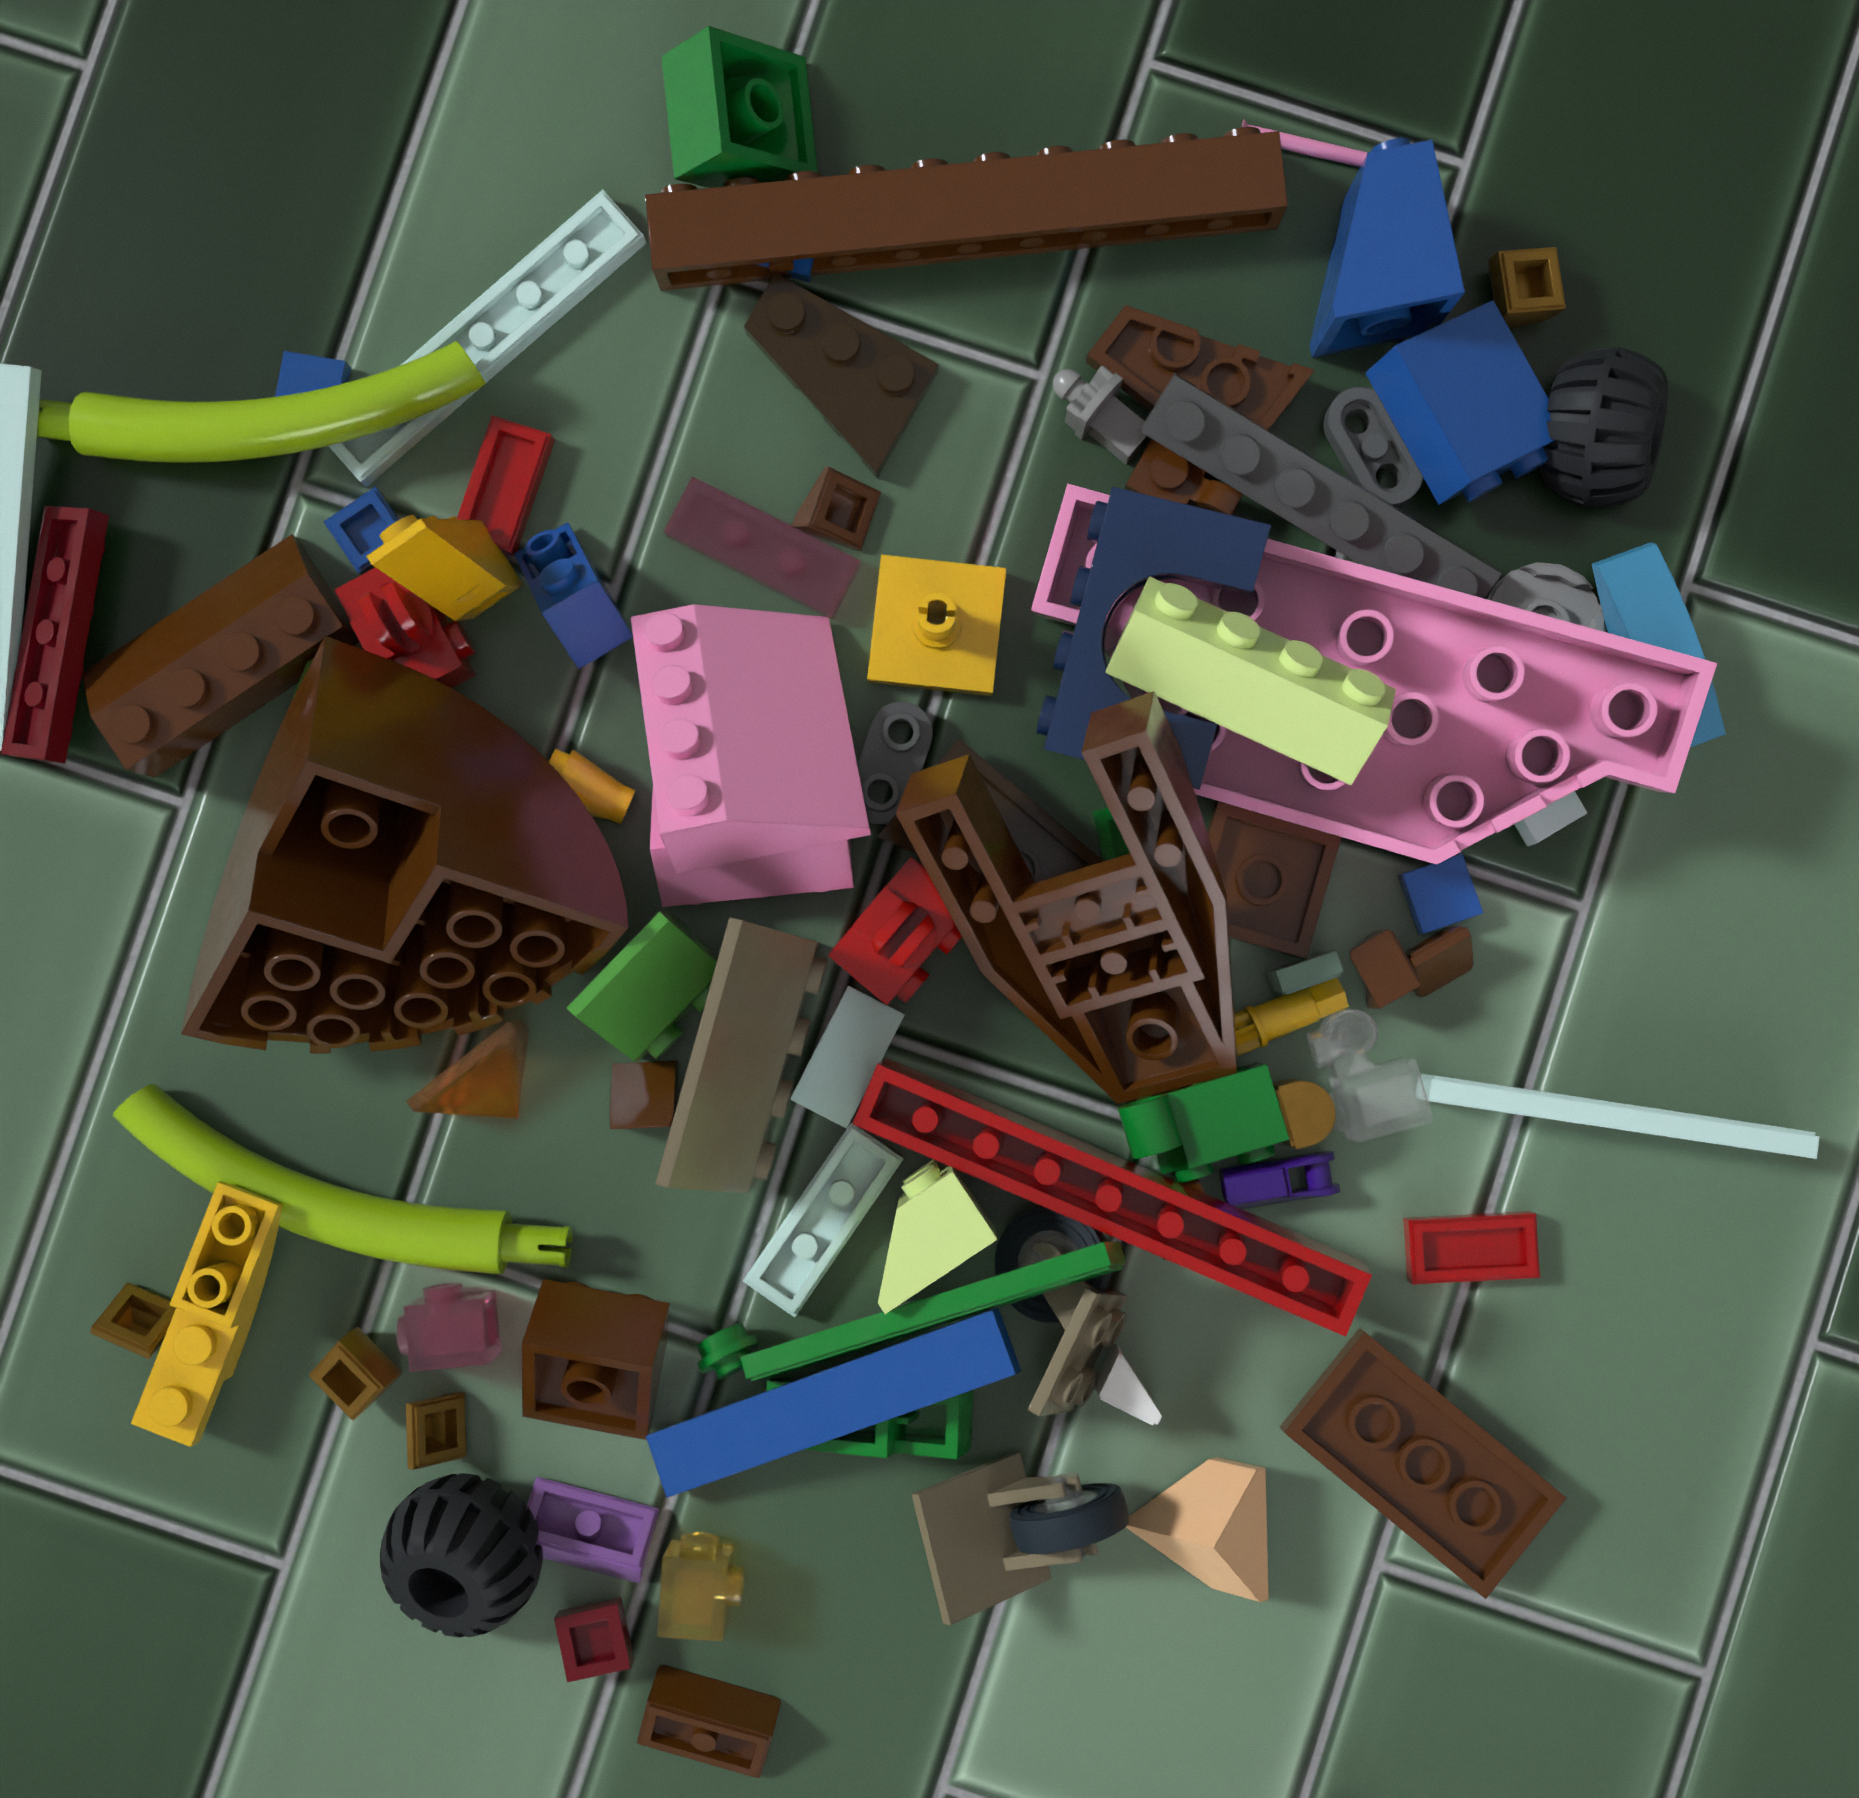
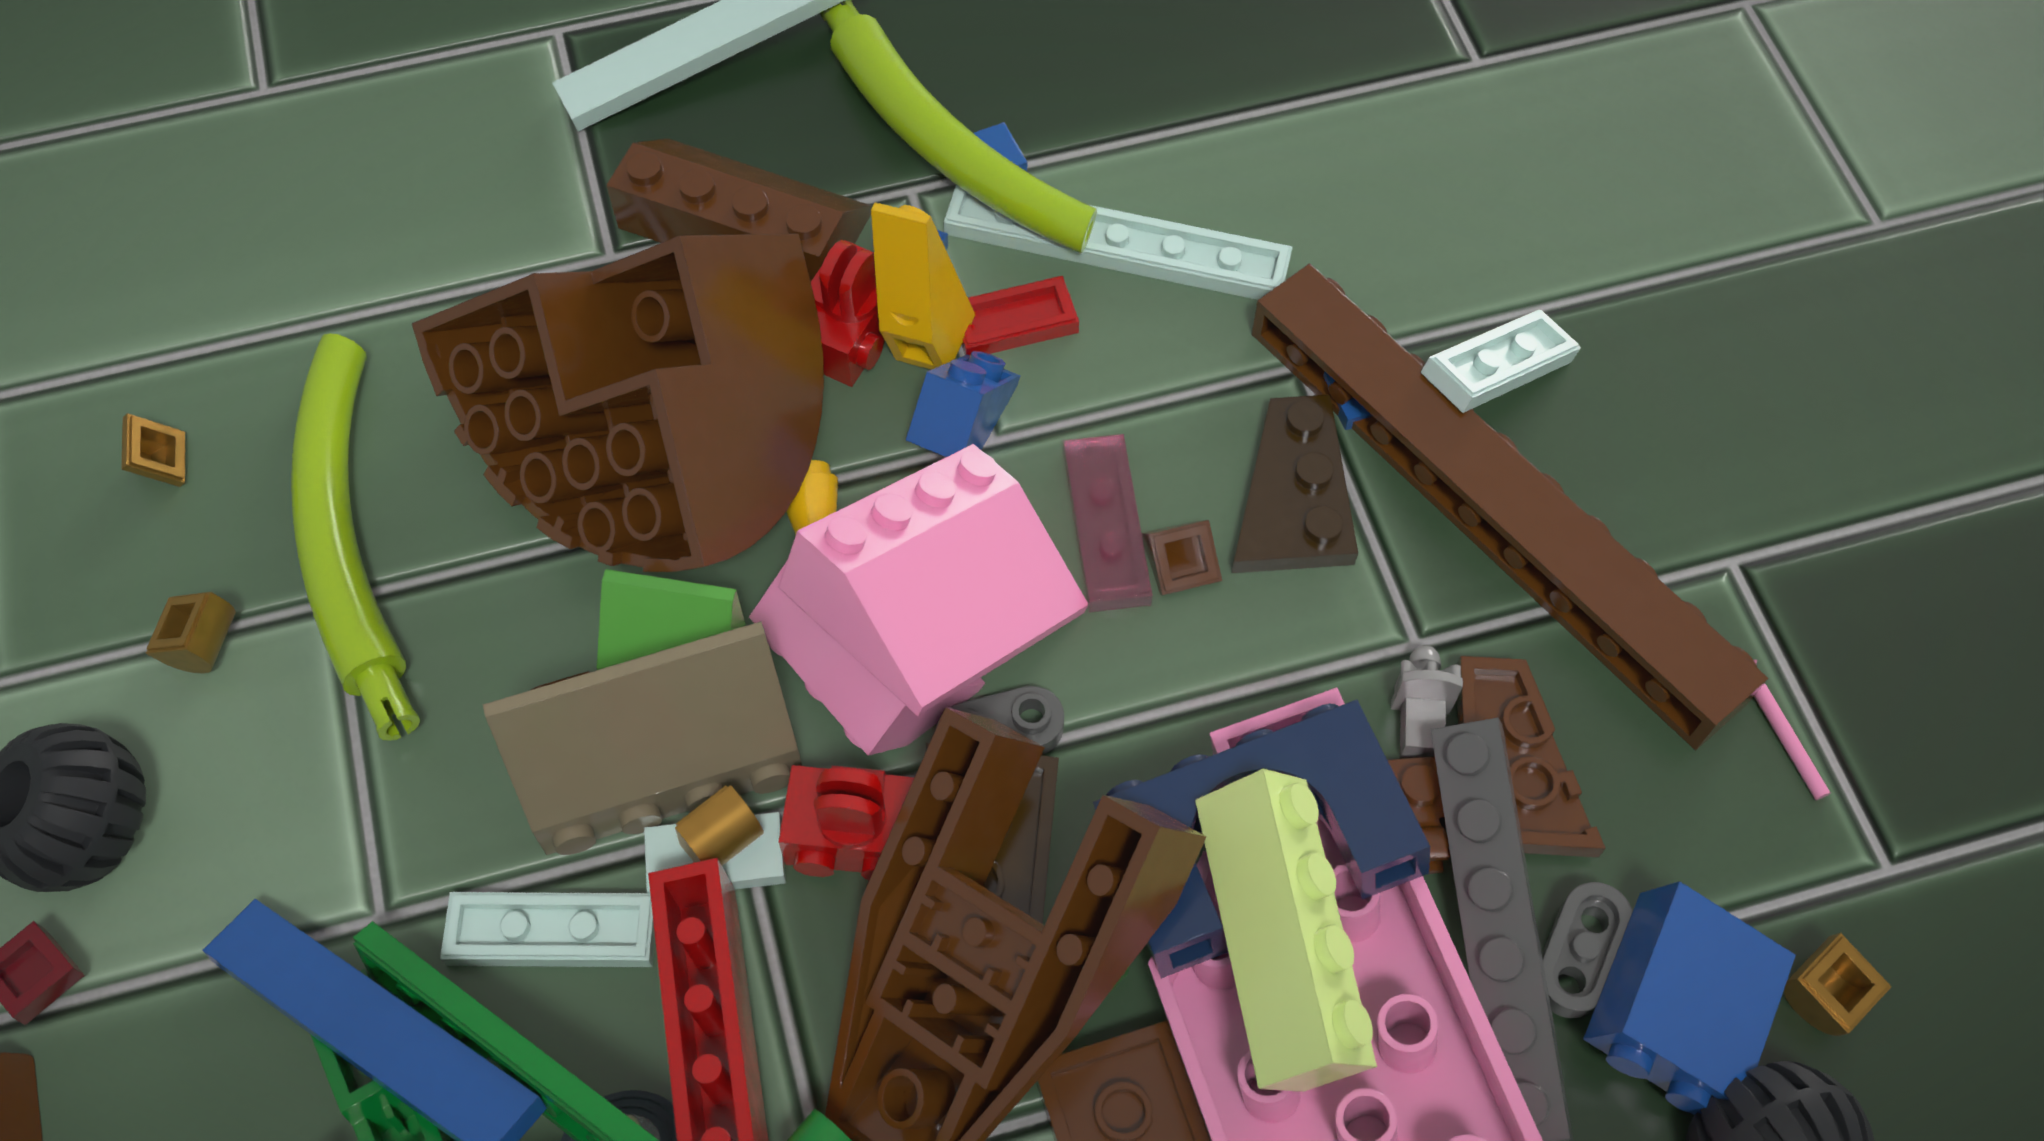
camera: 50 degrees right, 25 degrees down
(55, 634) = (666, 109): dark red plate -> none
(212, 1313) = (199, 495): yellow slope -> none
(435, 1430) = (170, 723): pearl gold slope -> none
(449, 1328) = (272, 679): clear pink brick -> none
(483, 1080) = (515, 575): clear orange slope -> none
(592, 1529) = (140, 912): medium lavender slope -> none
(593, 1358) = (305, 808): reddish brown slope -> none
(698, 1588) = (123, 1031): clear yellow brick -> none
(723, 1351) = (377, 906): green plate -> none
(737, 110) = (1429, 287): green slope -> none
(843, 1046) = (718, 827): none -> pearl gold brick
(849, 103) = (1500, 360): none -> light aqua tile
(932, 1232) = (586, 1010): yellowish green slope -> none
(936, 625) = (1145, 691): yellow tile -> none
(1390, 255) = (1747, 827): blue slope -> none

